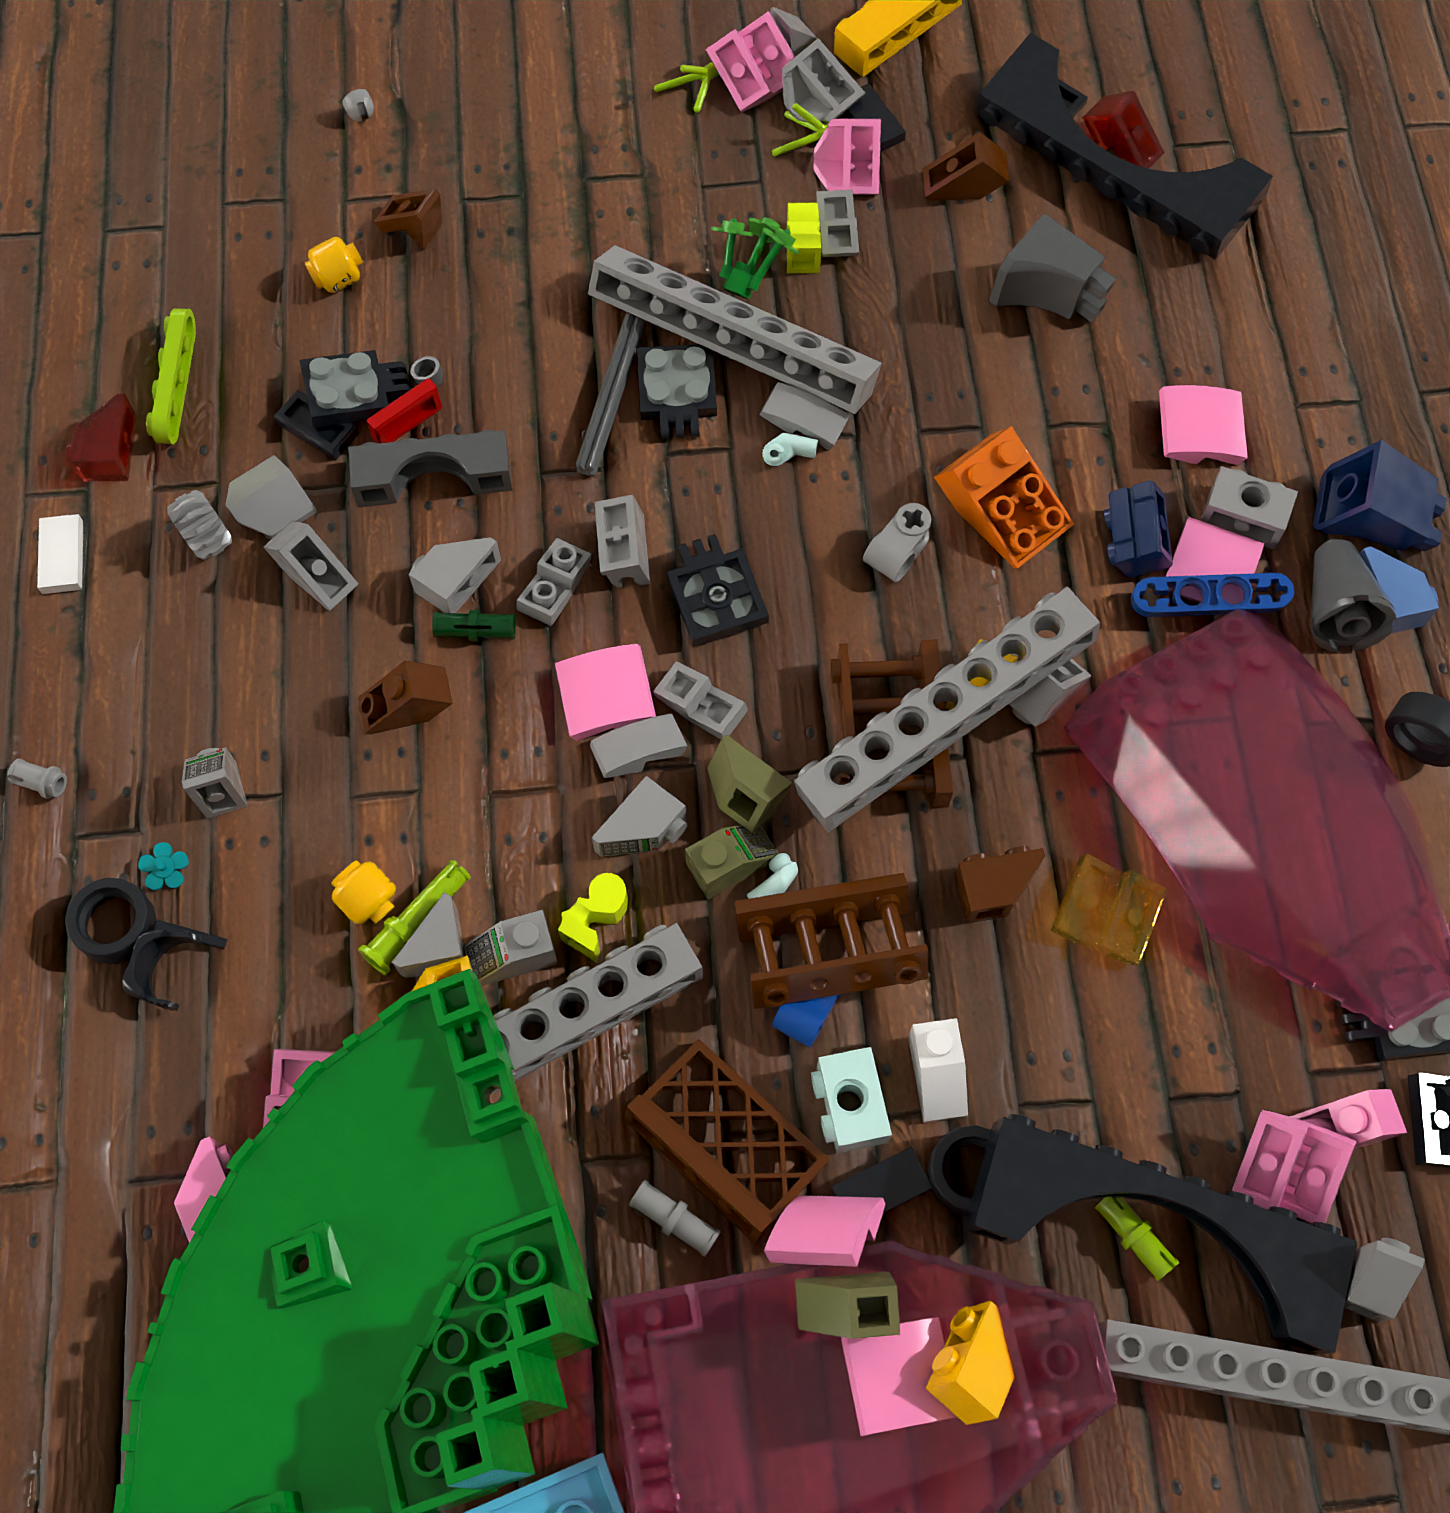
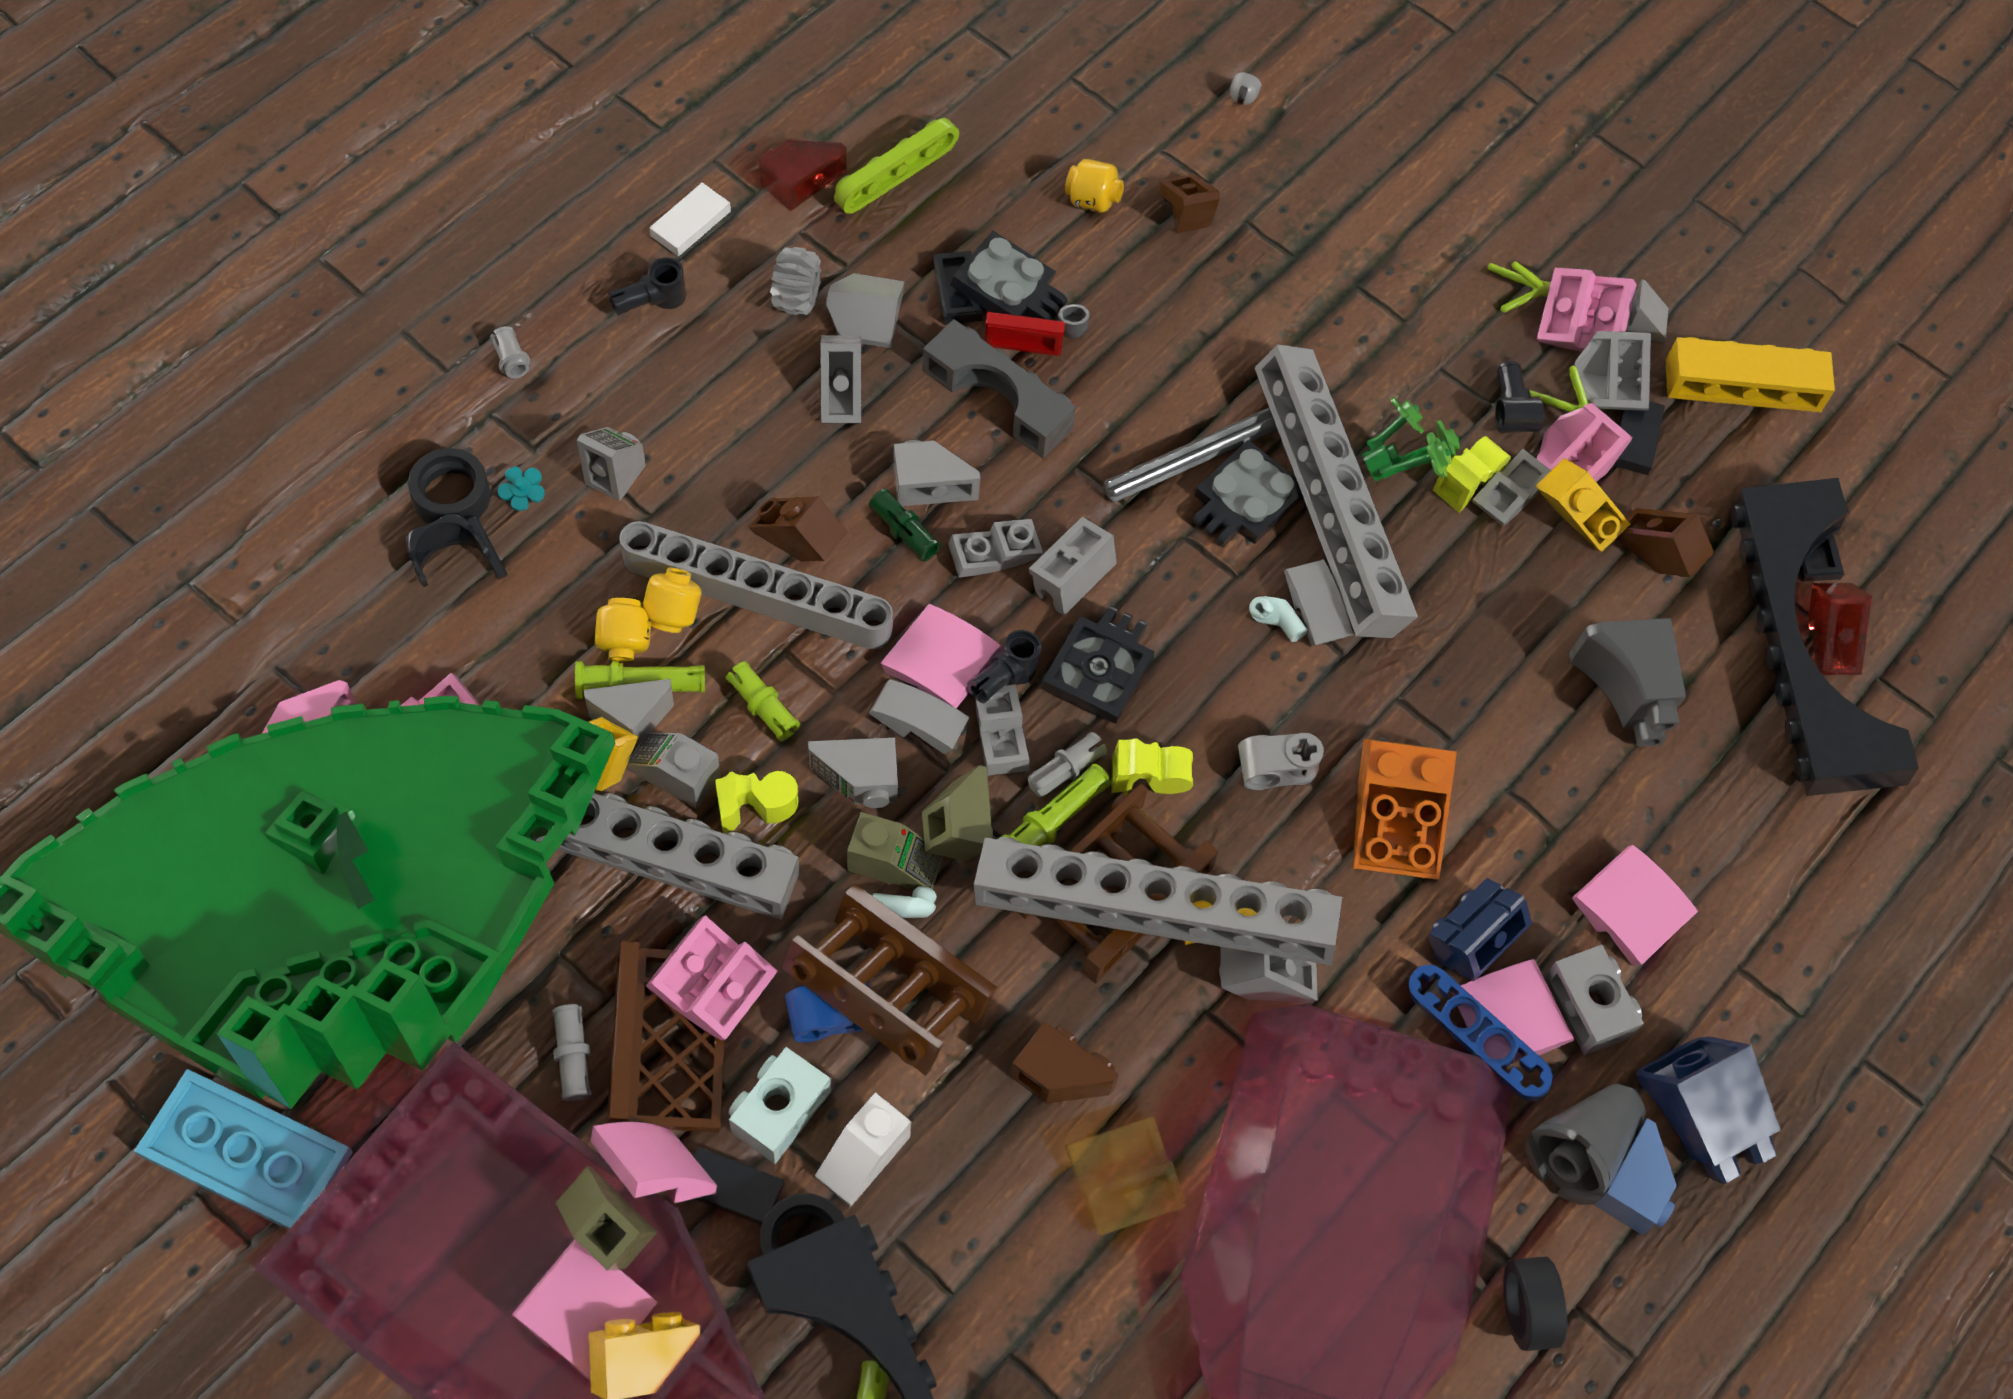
camera: 40 degrees right, 5 degrees down
(93, 631) = (660, 287): none -> black pin
(365, 1251) = (349, 848): none -> dark green slope
(377, 836) = (672, 600): none -> yellow head
(410, 785) = (767, 600): none -> light grey beam
(519, 843) = (762, 701): none -> lime pin
(660, 654) = (1007, 666): none -> black pin
(711, 1066) = (712, 978): none -> bright pink slope
(770, 681) = (1066, 765): none -> light grey axle
(781, 168) = (1516, 408): none -> black pin
(802, 738) = (1041, 826): none -> lime pin
(814, 633) = (1165, 769): none -> neon yellow leg
(893, 193) = (1583, 504): none -> yellow slope

